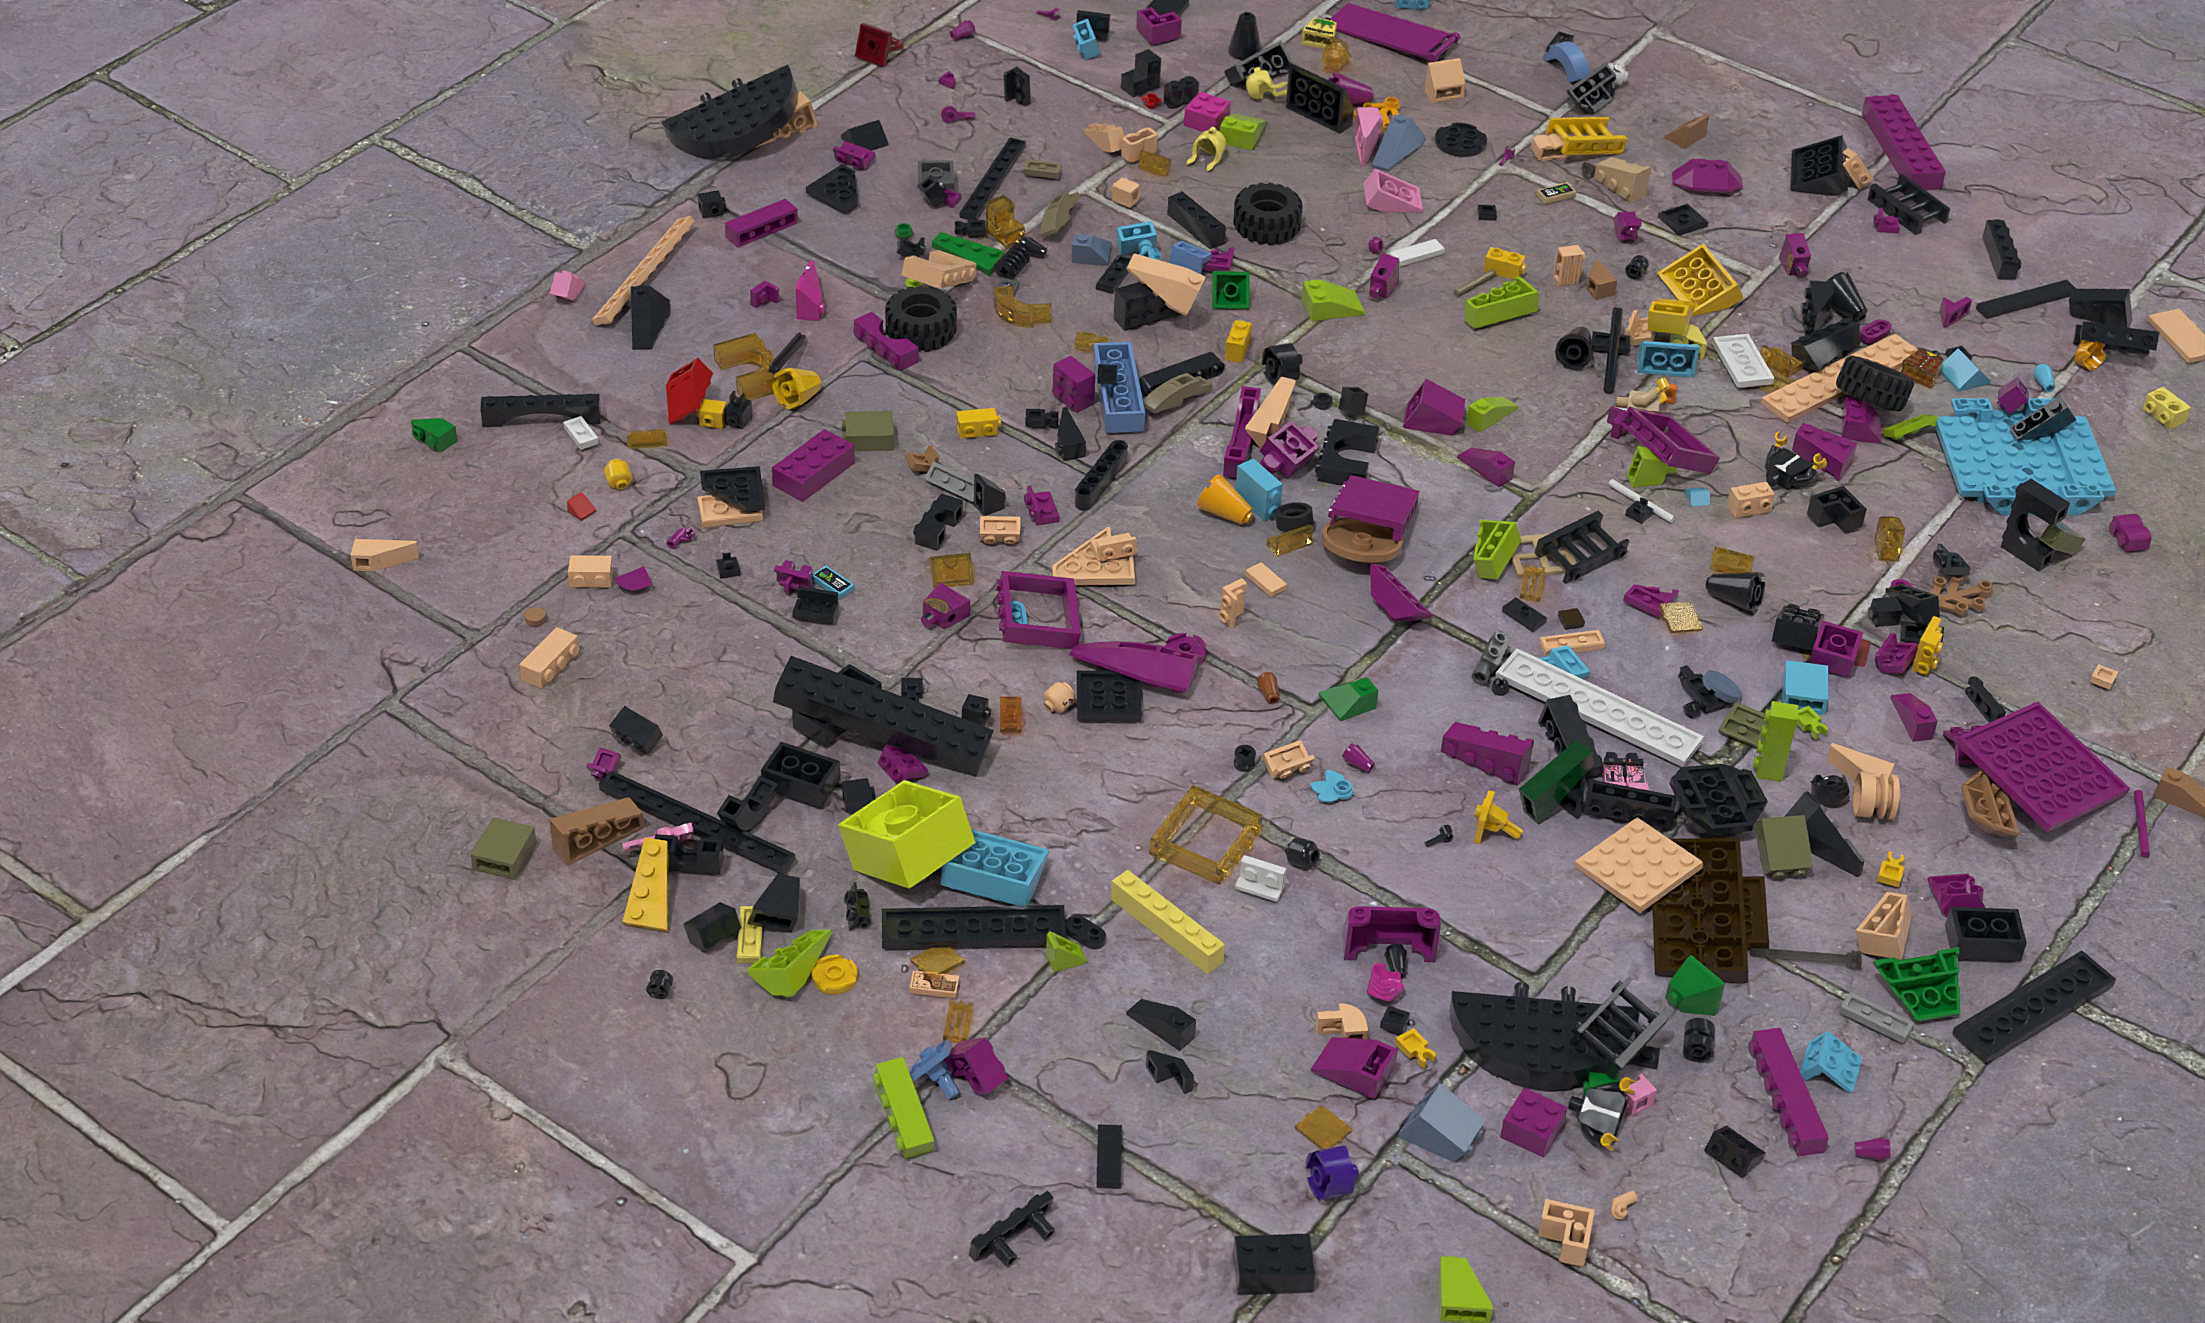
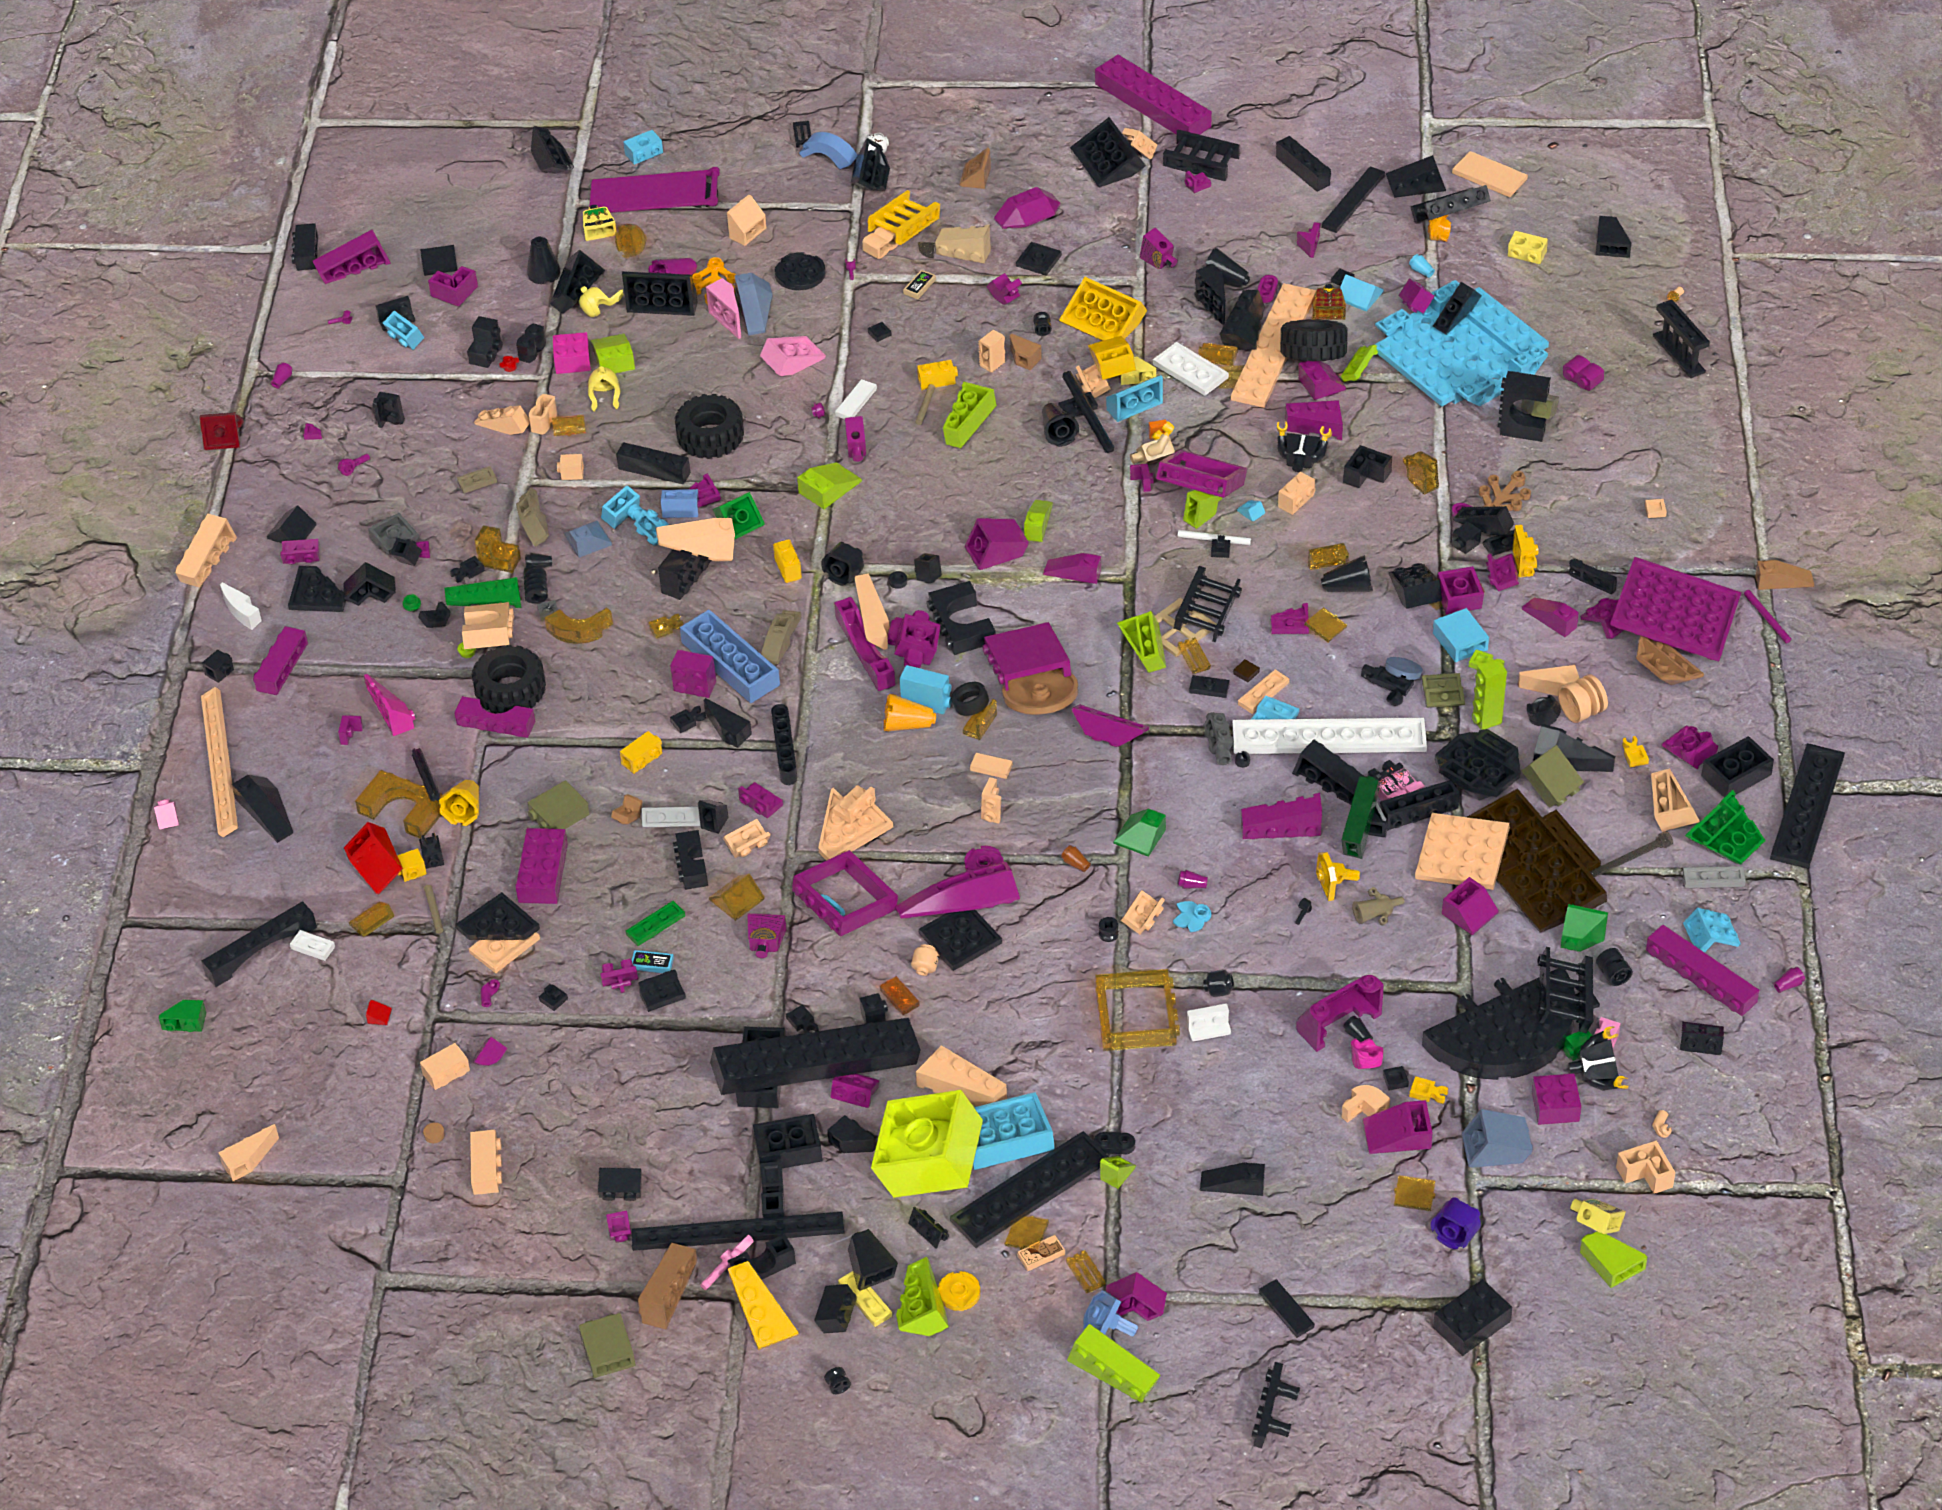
camera: 30 degrees left, 5 degrees up
(618, 474) = (383, 965): yellow head -> none
(700, 455) = (433, 909): none -> dark tan bar
(736, 118) = (170, 571): black brick -> none
(769, 172) = (241, 606): none -> white slope
(864, 555) = (655, 923): none -> green tile
(880, 198) = (369, 582): none -> black brick
(992, 179) = (440, 511): black tile -> none
(994, 803) = (949, 1072): none -> light nougat wedge
(1107, 374) = (722, 651): black tile -> none
(1113, 275) = (627, 550): black tile -> none
(1166, 1066) = (1265, 1215): black slope -> none
(1167, 921) = (1170, 1098): light yellow brick -> none
(1204, 365) = (777, 601): black beam -> none
(1479, 1246) = (1598, 1215): none -> light yellow torso
(1515, 870) = (1372, 908): none -> dark tan piece
(1600, 912) = (1469, 906): none -> magenta slope
(1950, 562) = (1480, 469): black bracket -> none

